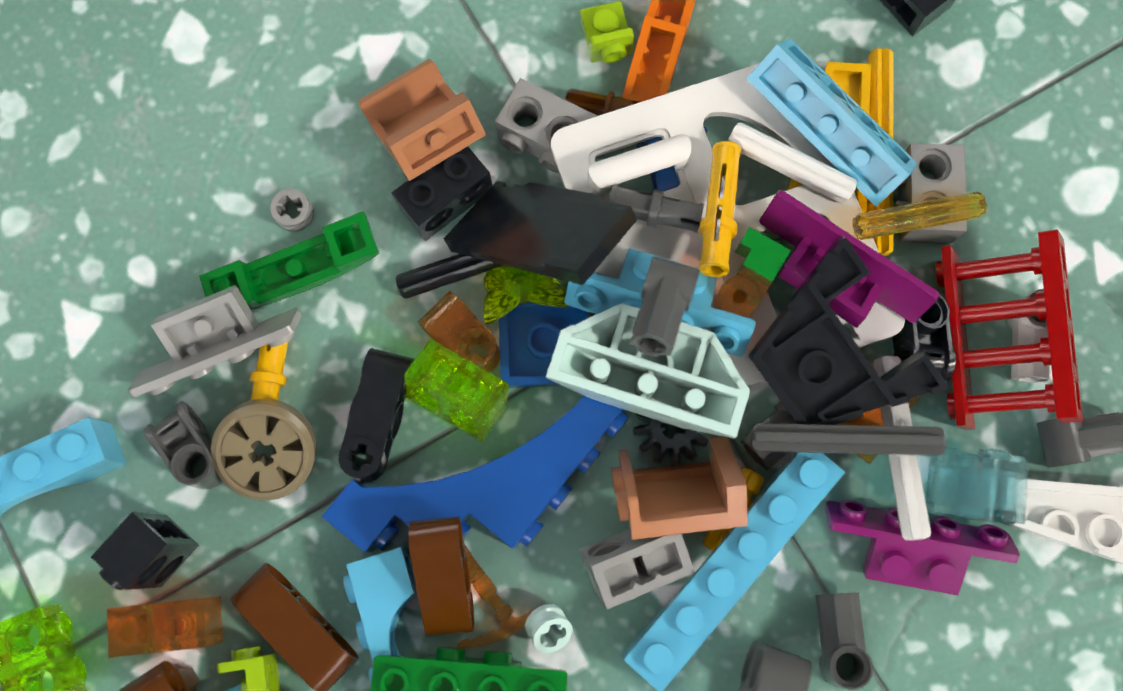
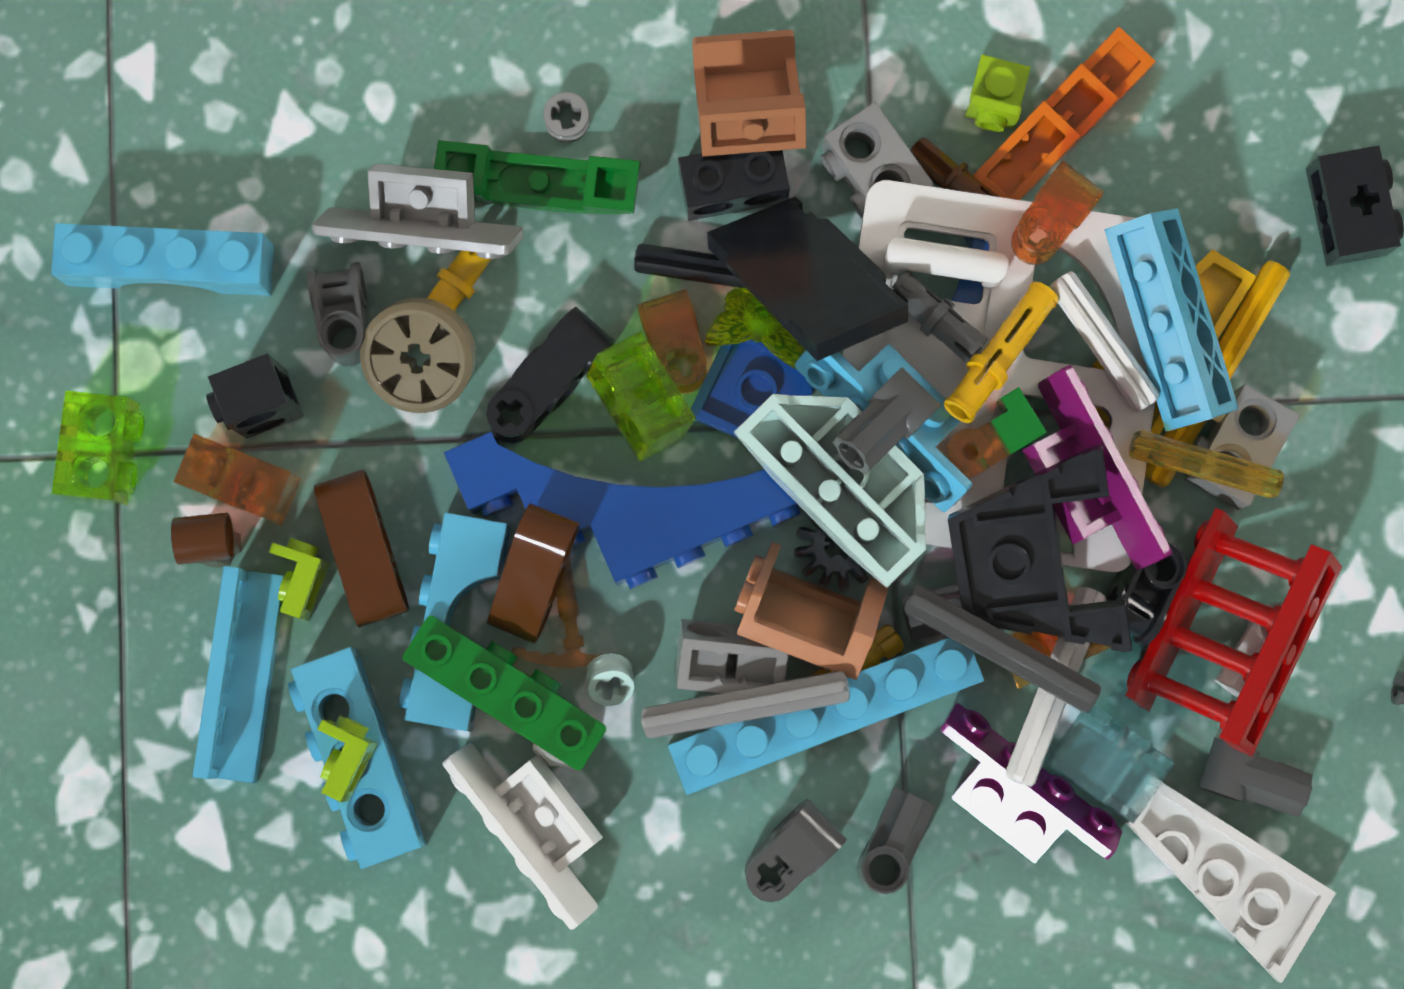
camera: 25 degrees right, 5 degrees up
(669, 593) = (745, 704): none -> light grey axle
(703, 84) = (1057, 210): none -> clear orange piece

